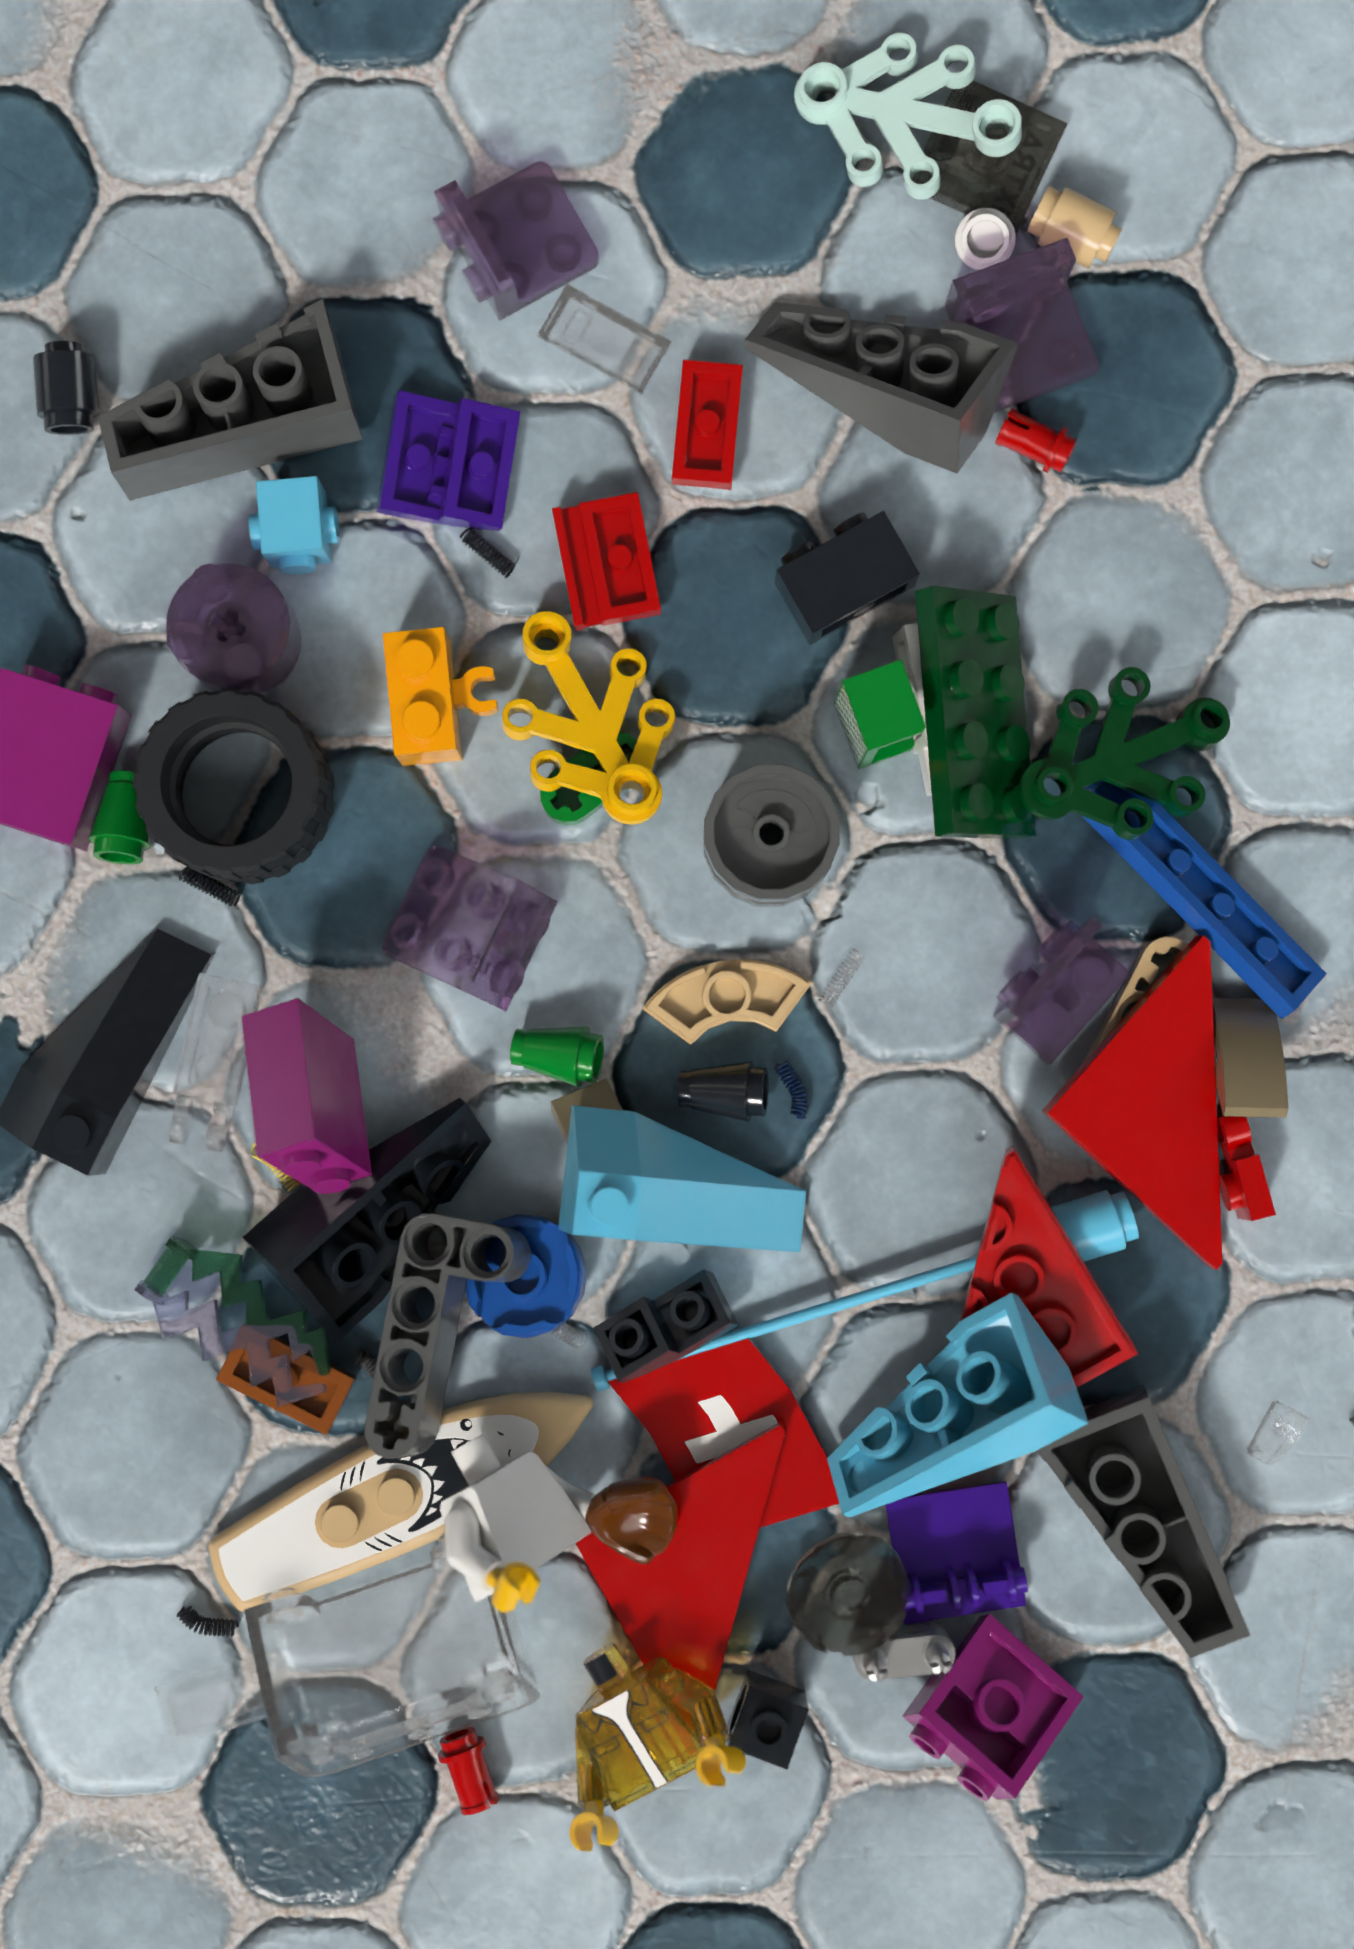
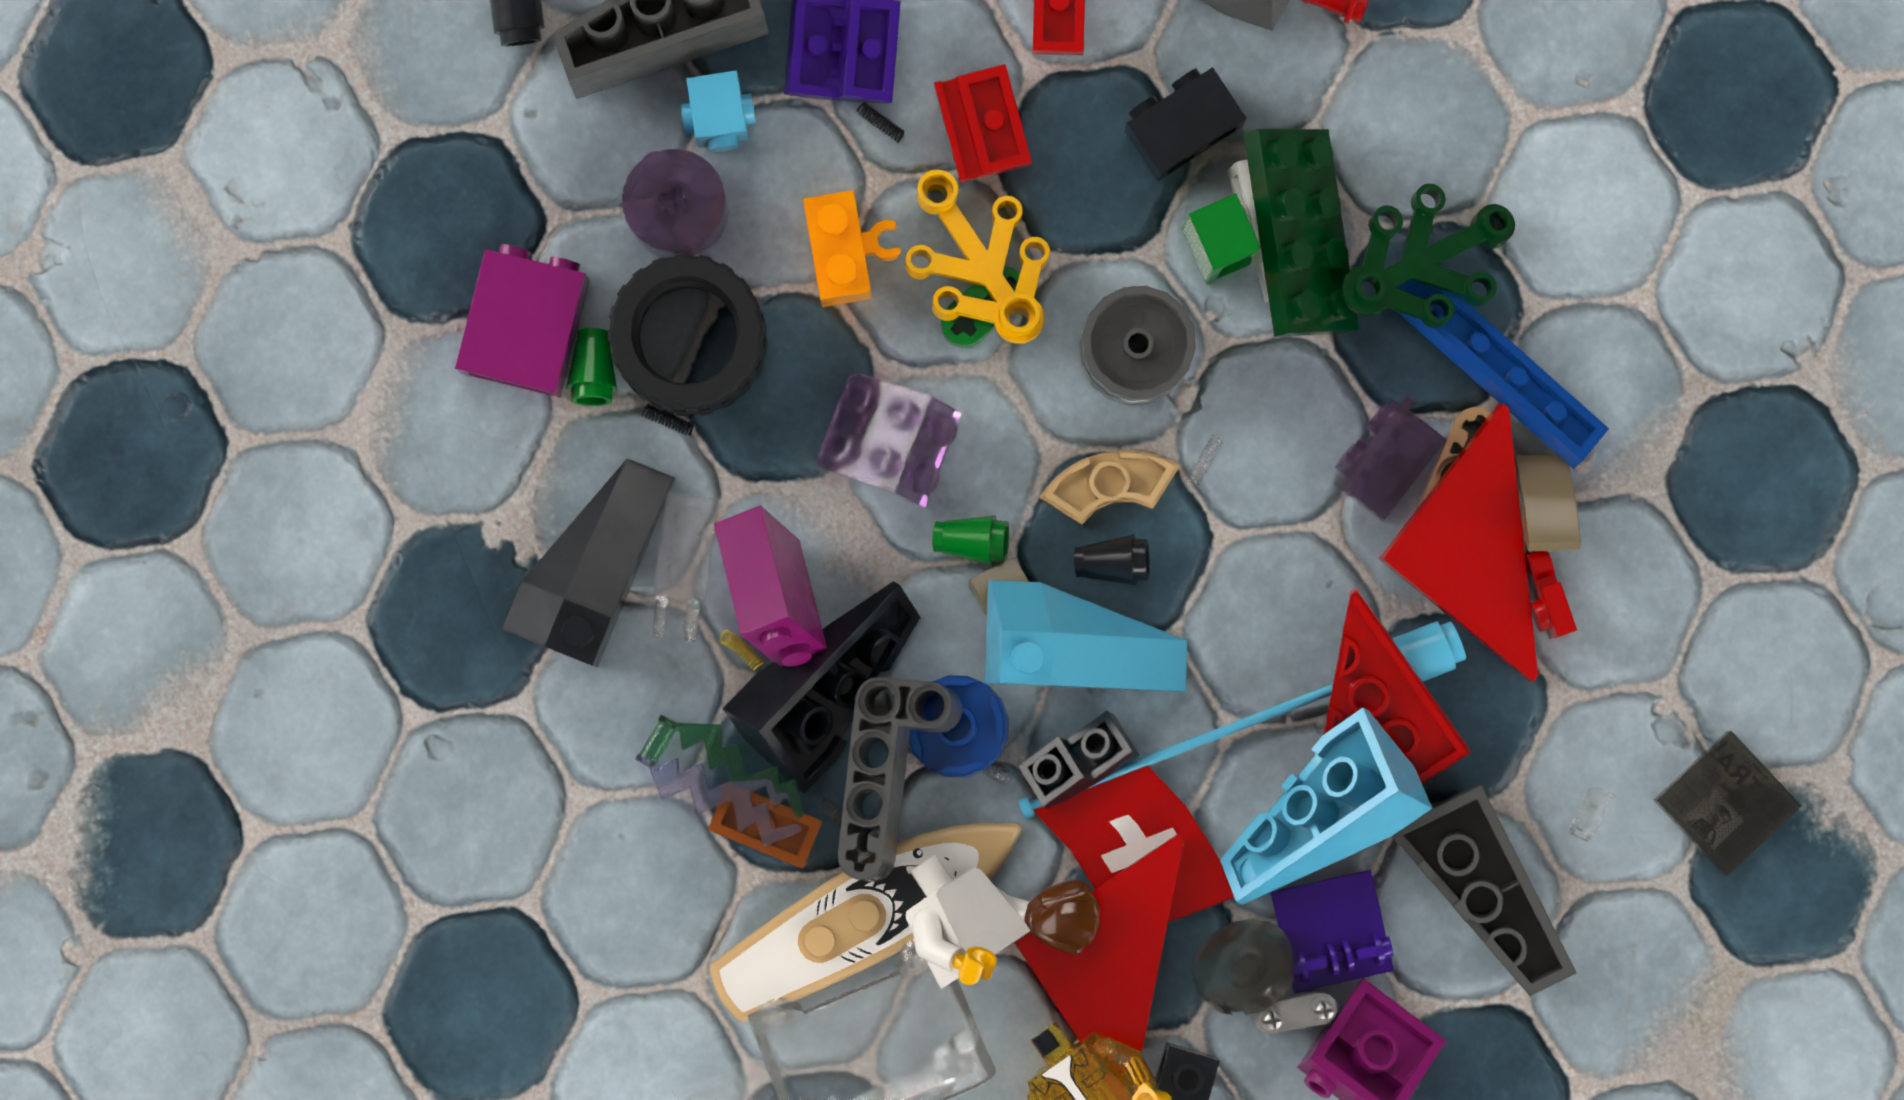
camera: 10 degrees left, 0 degrees up
(191, 1618) = (700, 1031): black leg -> none
(798, 1102) = (1175, 565): dark blue leg -> none

